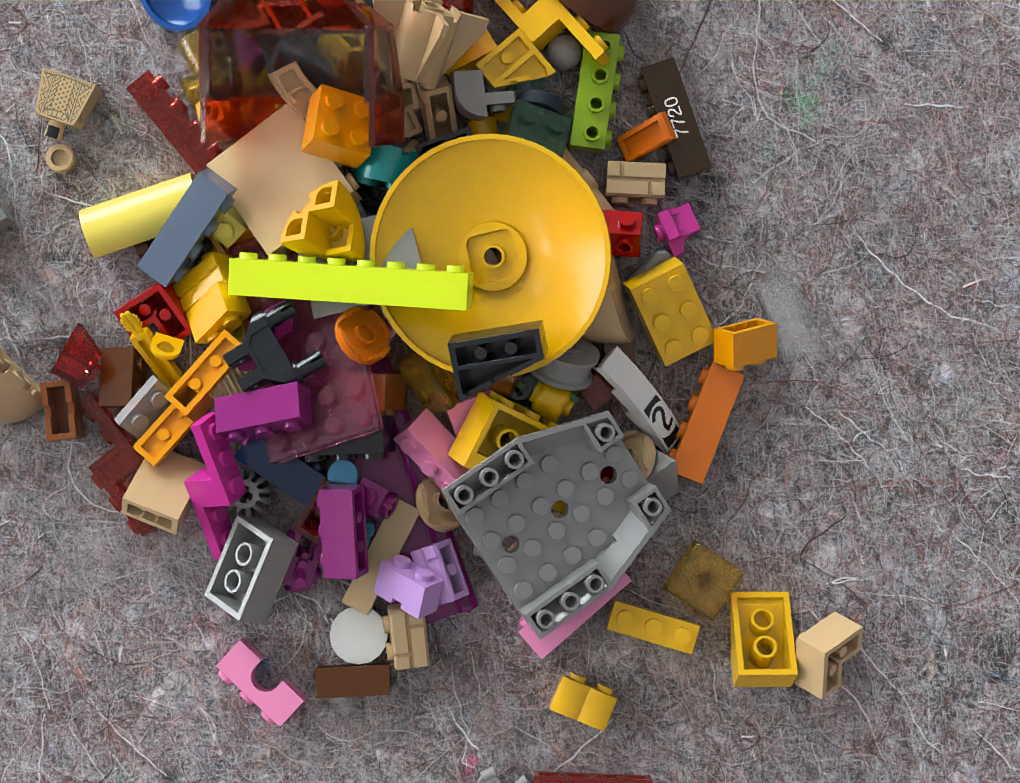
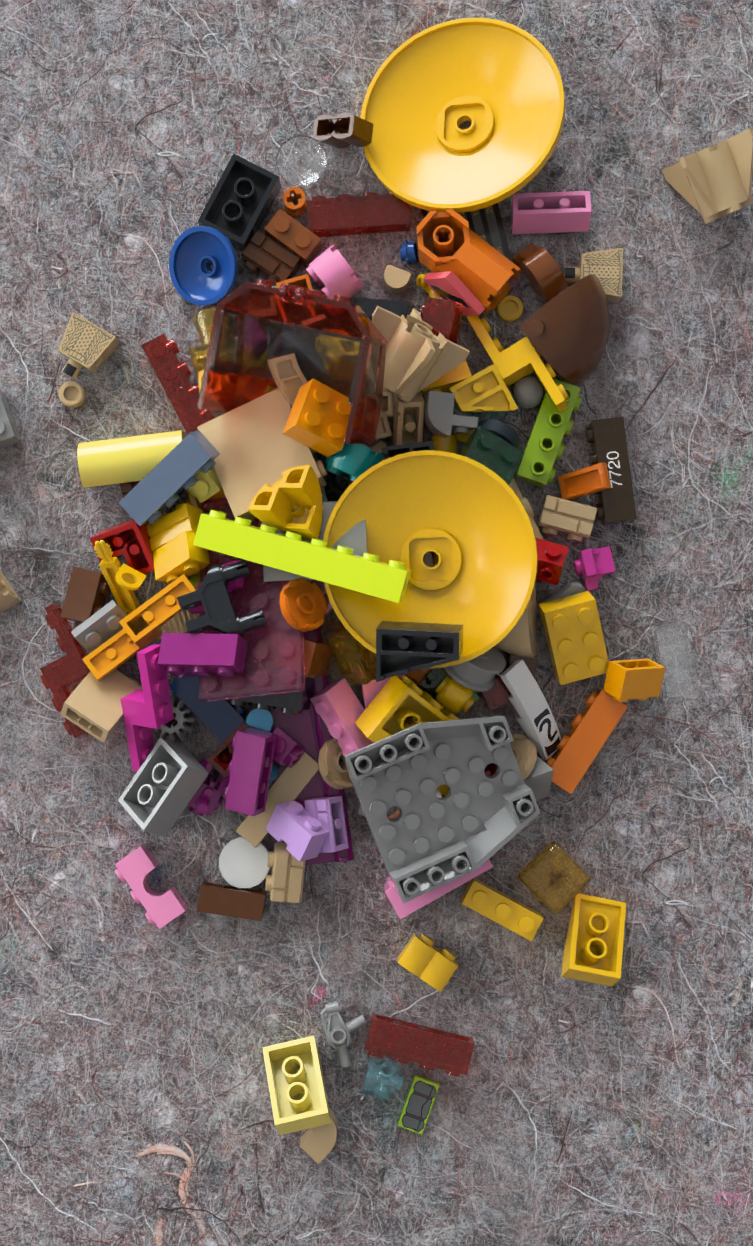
camera: 10 degrees right, 0 degrees up
(62, 411) = (28, 613): dark orange brick -> none
(78, 358) = (51, 572): clear red slope -> none
(823, 651) = (646, 963): tan brick -> none

